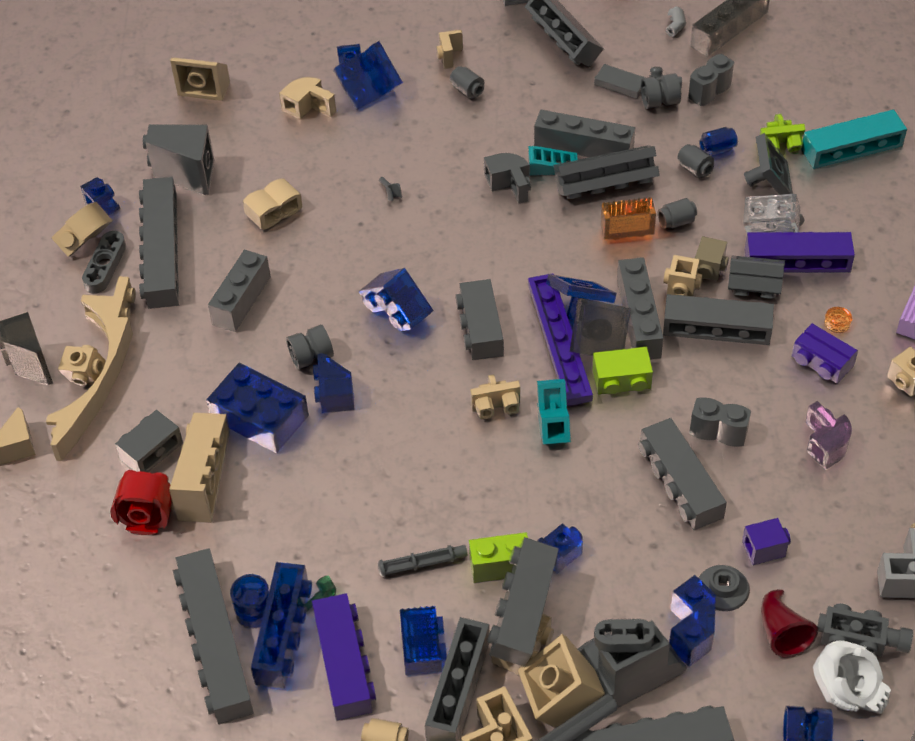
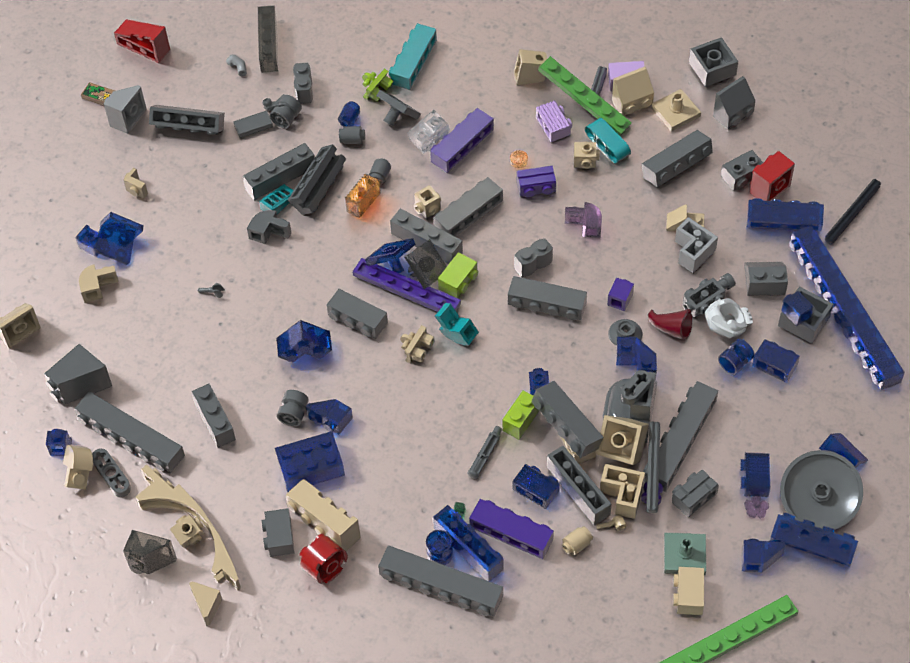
camera: 50 degrees left, 5 degrees up
(272, 203) = (162, 355): tan brick -> none
(467, 82) = (173, 195): dark grey brick -> none
(712, 258) = (424, 177): dark tan brick -> none
(756, 275) = (460, 169): dark grey brick -> none

